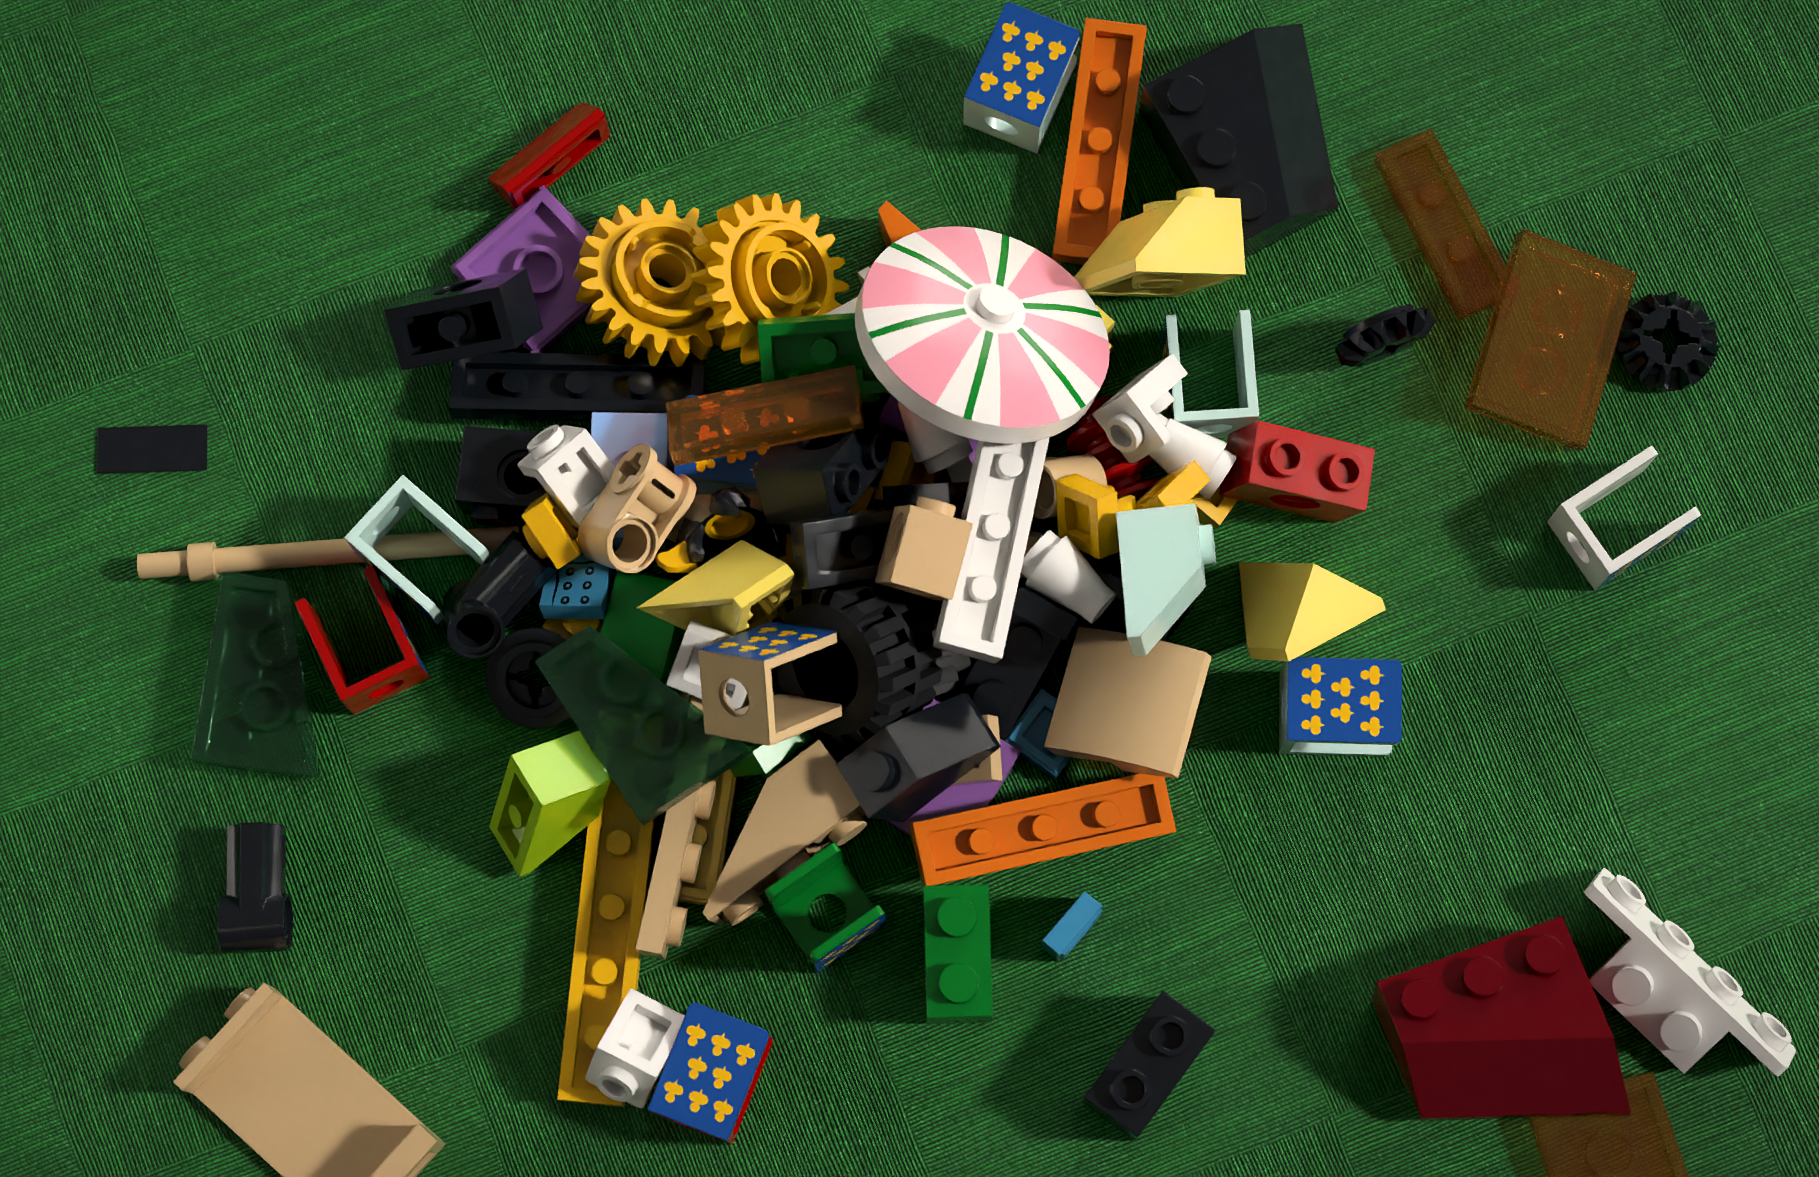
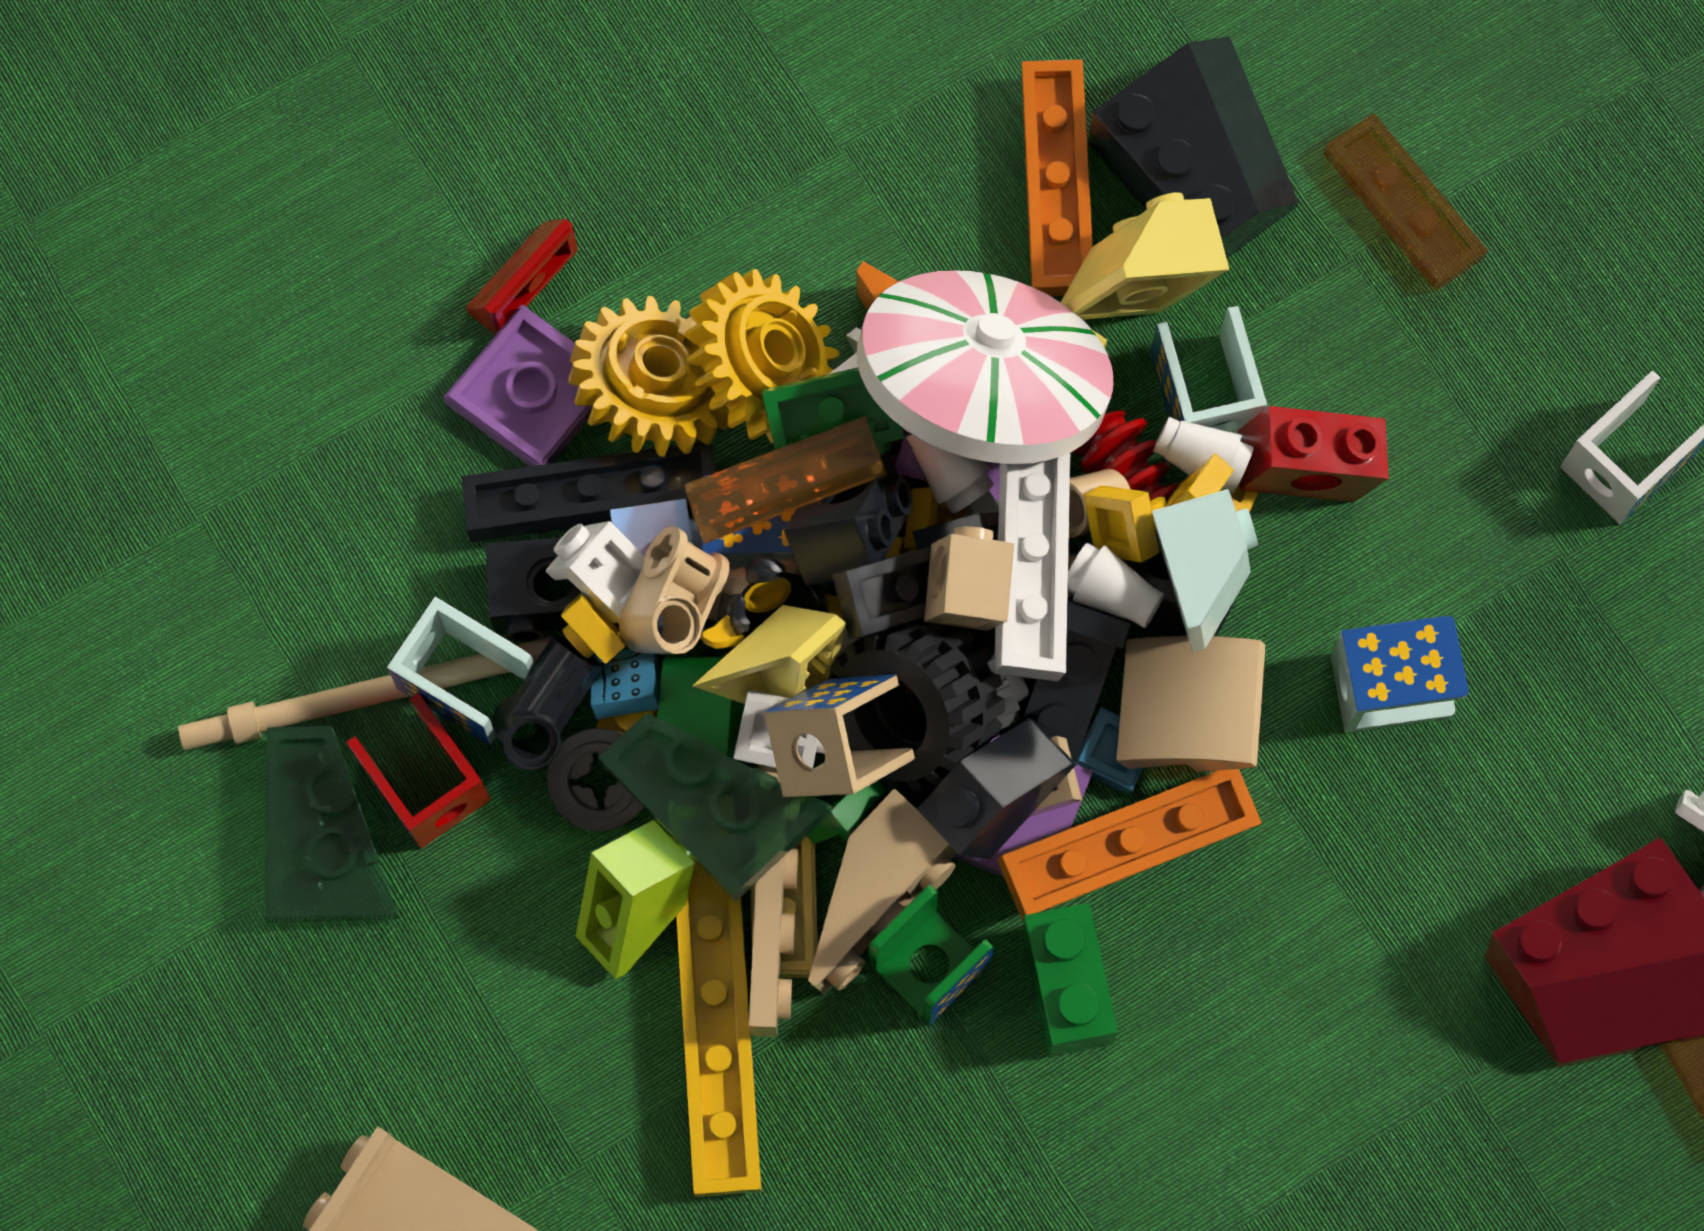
camera: 10 degrees left, 5 degrees down
(152, 449) = (175, 622): black sticker -> none
(256, 908) = (355, 1054): black piece -> none
(463, 319) = (467, 441): black brick -> none
(634, 1049) = (765, 1128): white bracket -> none
(711, 1072) = (844, 1140): blue piece -> none
(1021, 77) = (970, 126): piece -> none
(1072, 927) = (1177, 934): dark azure tile -> none
(1132, 412) = (1146, 420): white bracket -> none
(1148, 1066) = (1280, 1058): black brick -> none
(1298, 608) = (1339, 582): light yellow slope -> none
(1384, 335) = (1370, 311): black gear -> none
(1550, 340) = (1530, 292): clear orange tile -> none
(1645, 356) = (1623, 293): black gear -> none

